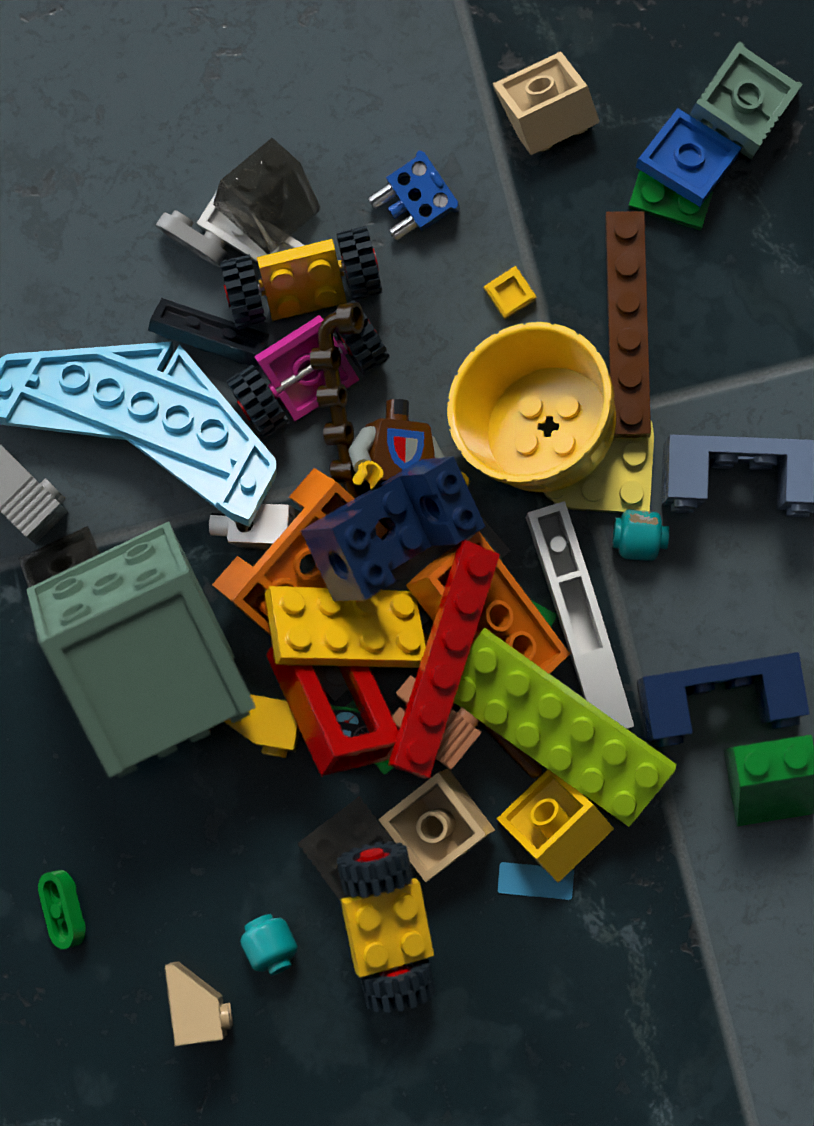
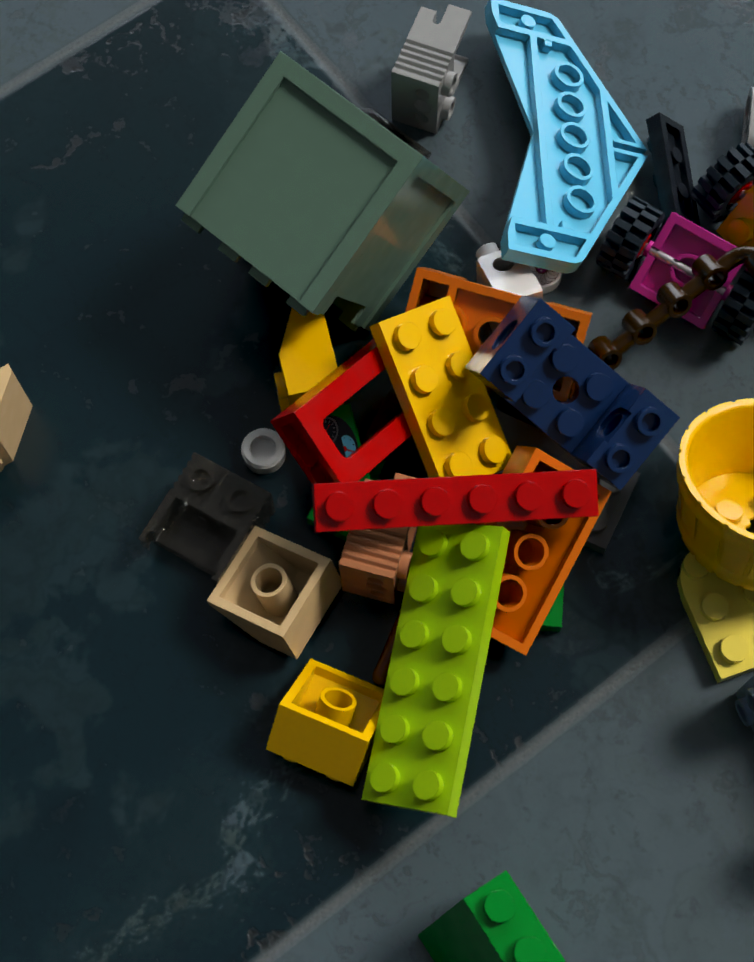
camera: 70 degrees right, 15 degrees down
(61, 909) = (54, 264): green plate -> none
(269, 944) = (79, 477): teal head -> none
(306, 785) = (263, 451): none -> white tile
(386, 926) = (138, 575): plate -> none
(391, 446) = (659, 370): torso -> none
(533, 881) = (256, 720): dark azure sticker -> none
(578, 611) = (574, 645): white slope -> none
(640, 535) = (692, 678): teal head -> none
(777, 686) = (533, 774): dark blue plate -> none

